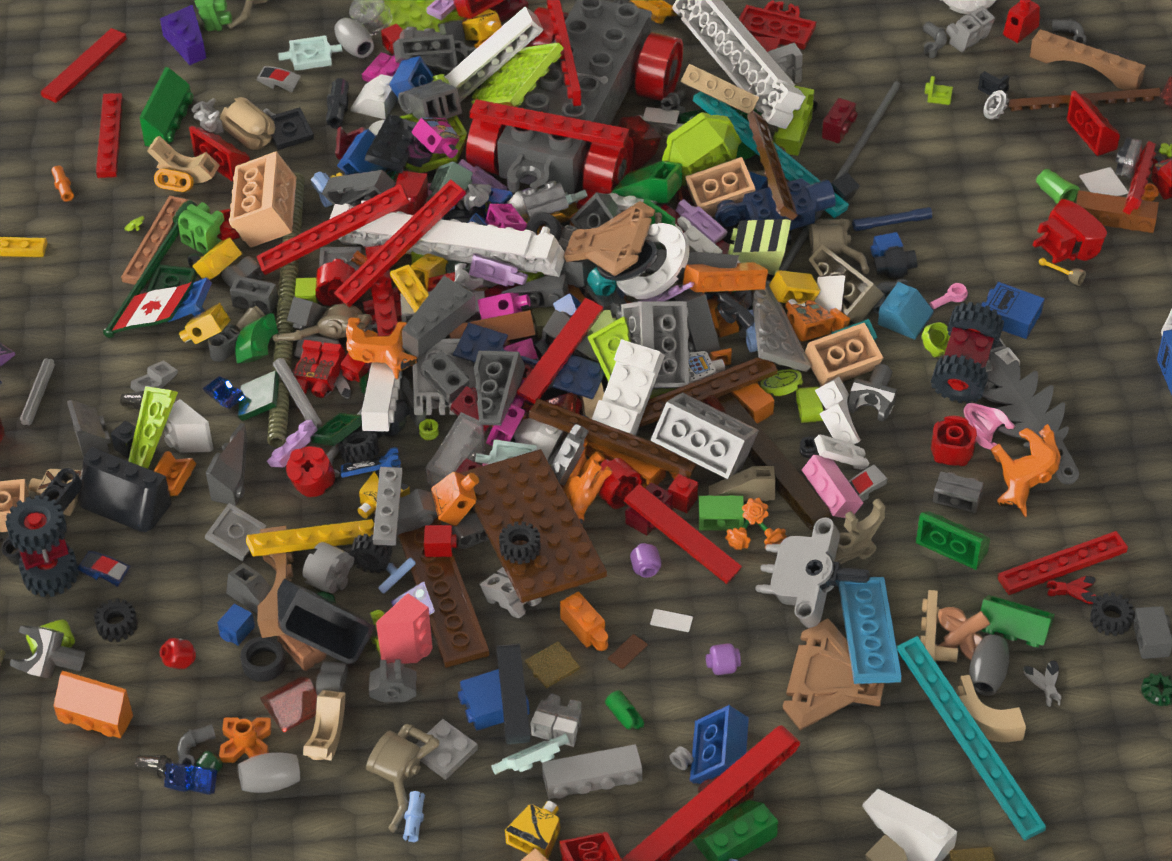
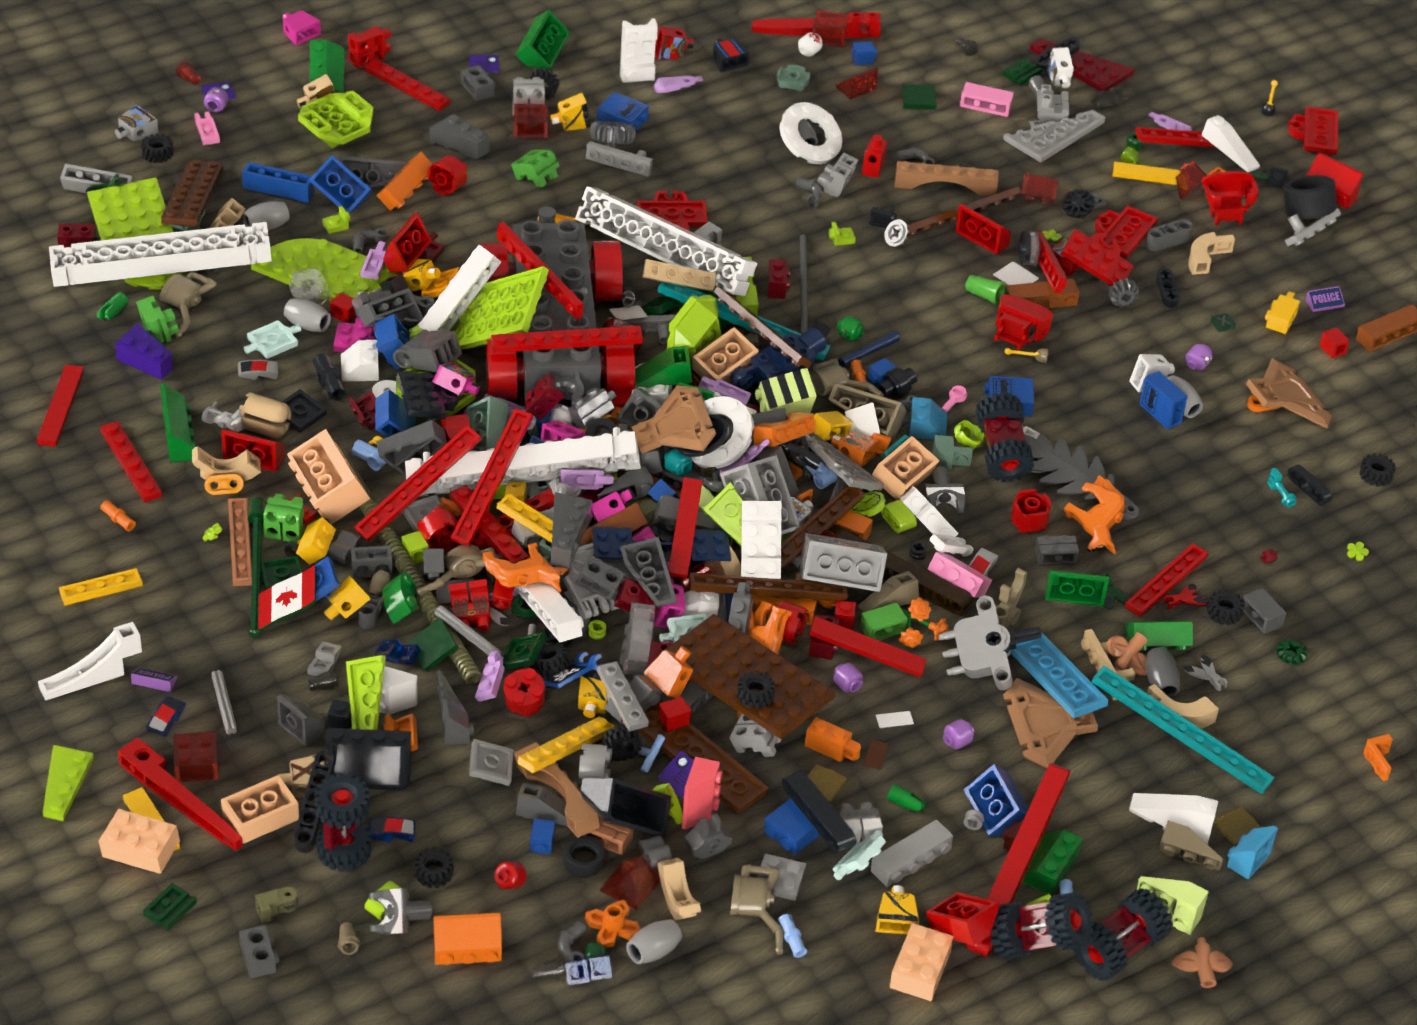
camera: 30 degrees left, 5 degrees down
(502, 178) = (543, 397): none -> dark red bracket
(864, 242) = (859, 373): none -> orange pin
(884, 192) = (850, 328): none -> green head
(905, 354) = (948, 454): none -> sand green brick
(986, 422) = (1046, 485): bright pink animal -> none
(992, 557) = (1114, 593): none -> dark green piece

